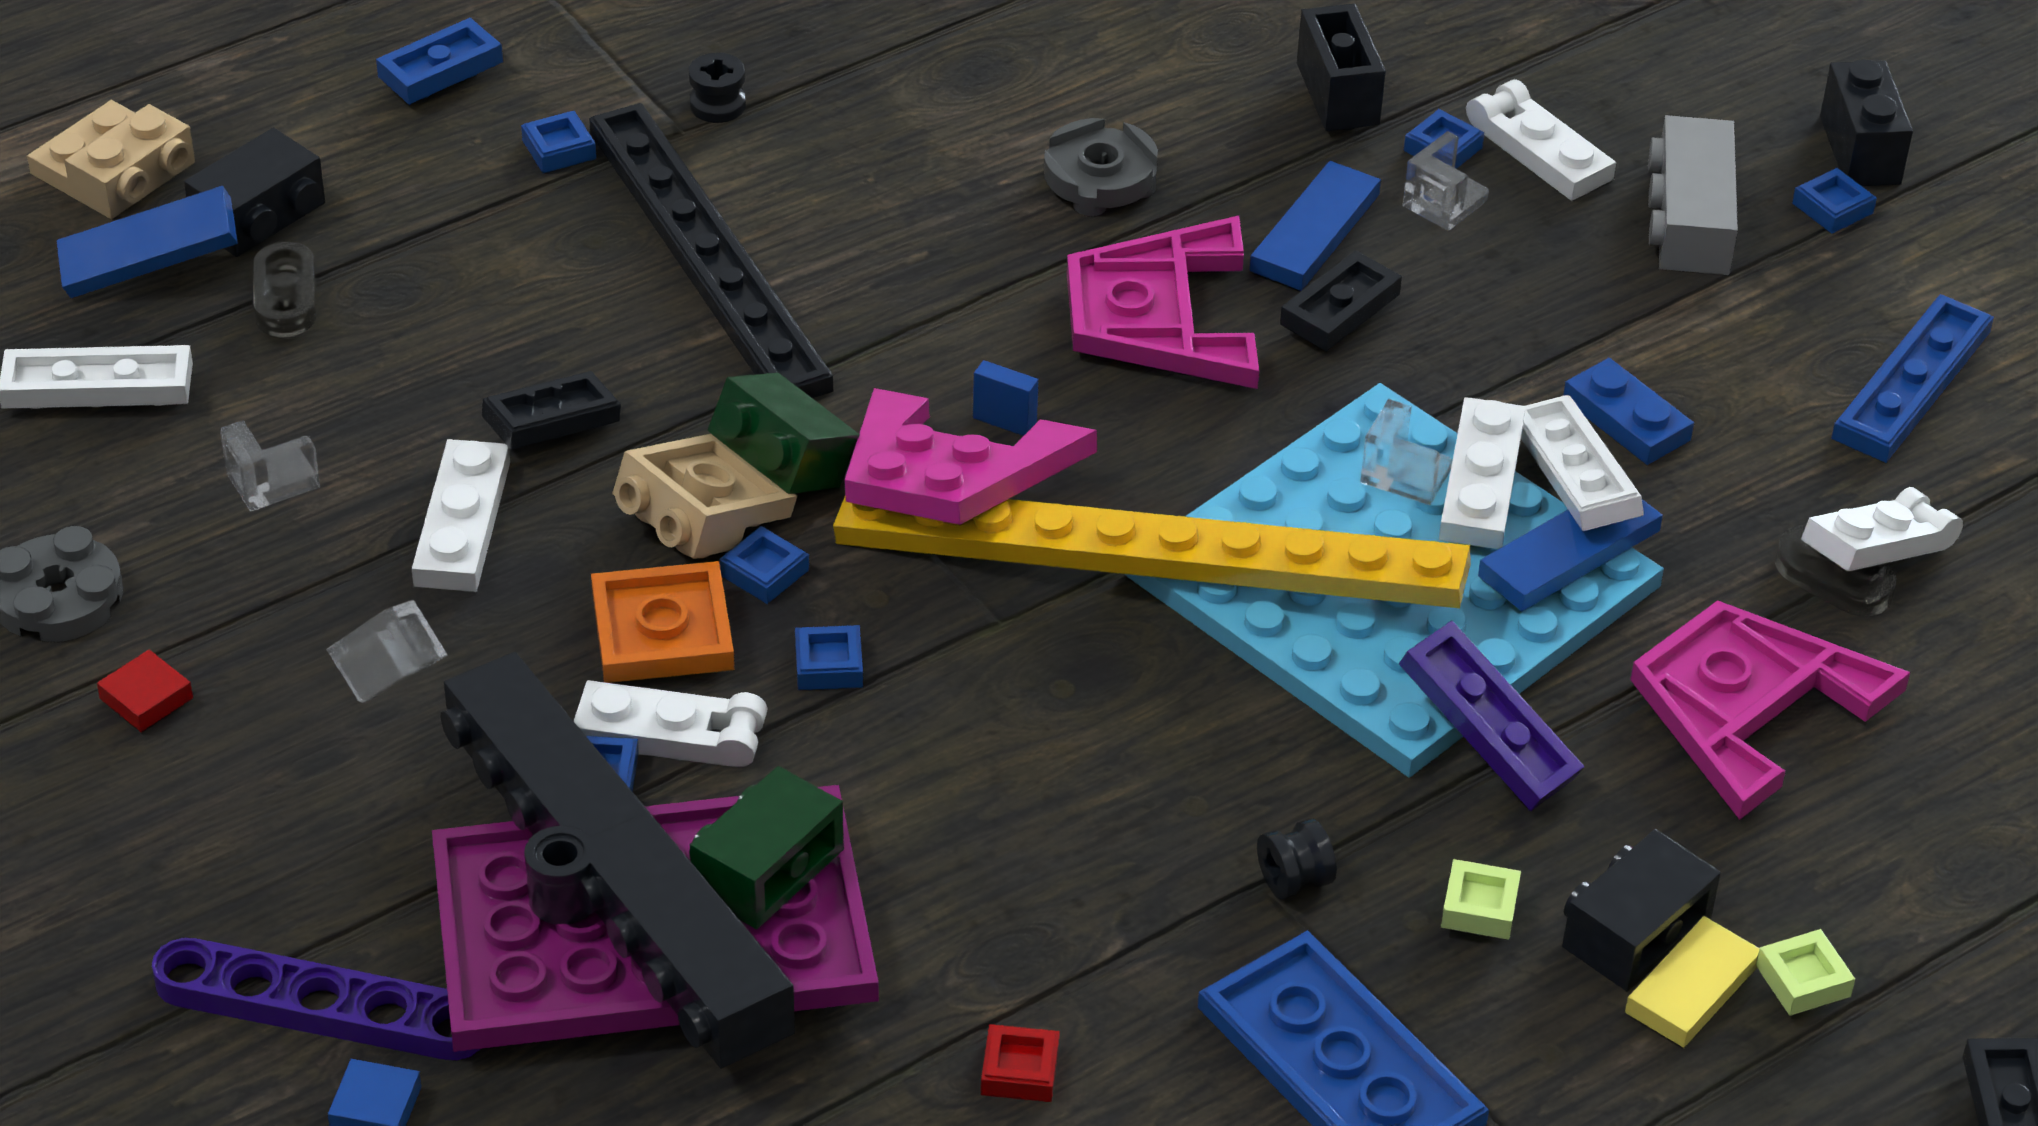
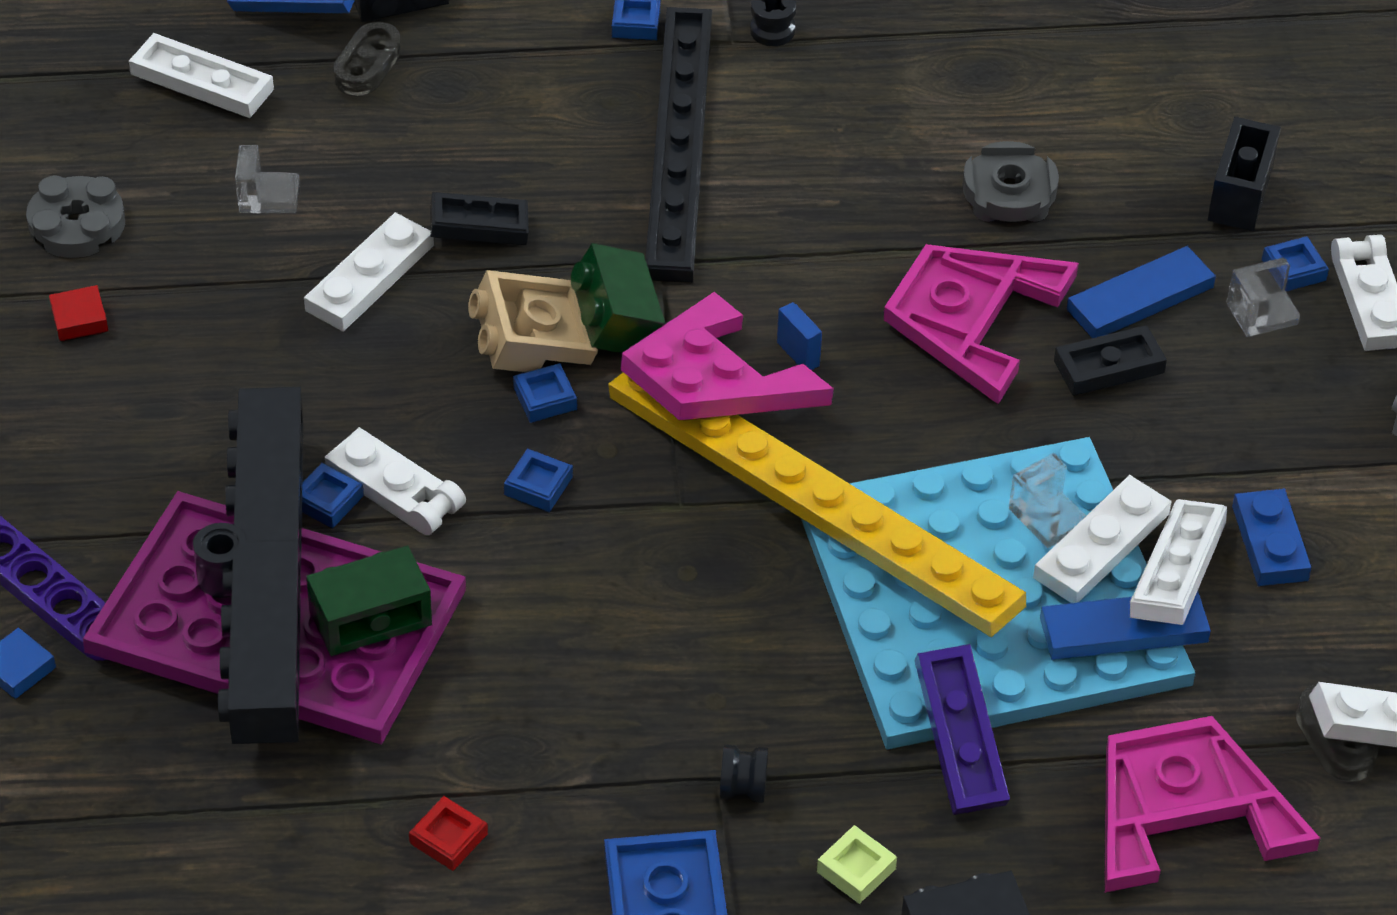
camera: 30 degrees right, 5 degrees up
(386, 650) = (243, 349): clear panel -> none
(662, 622) = (439, 406): orange plate -> none

